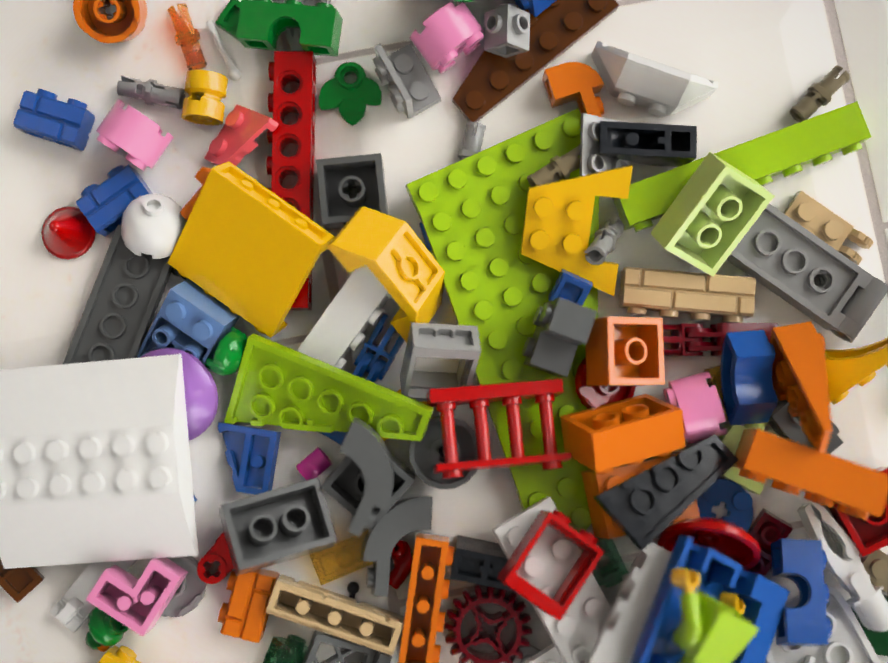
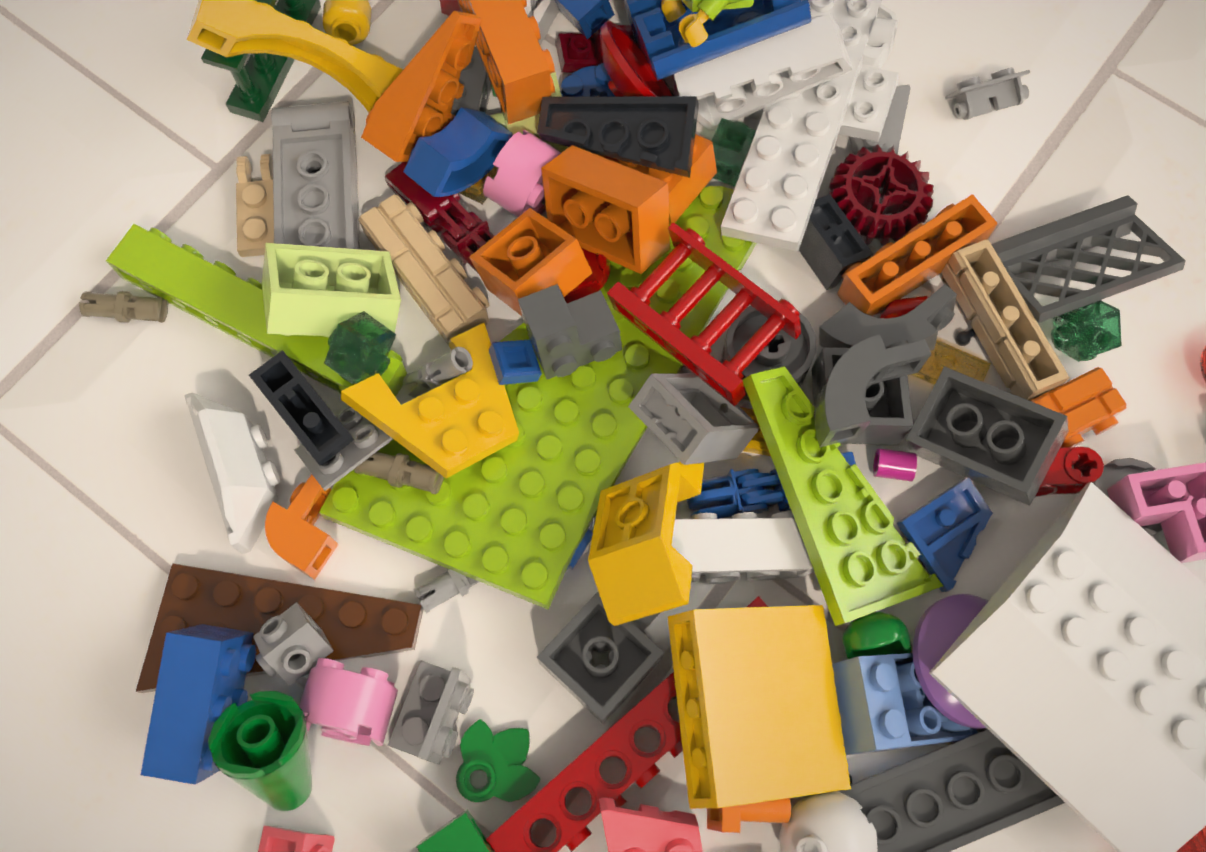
camera: 130 degrees left, 15 degrees down
(575, 579) = (778, 139): red window -> none
(653, 200) = (359, 348): none -> clear green brick

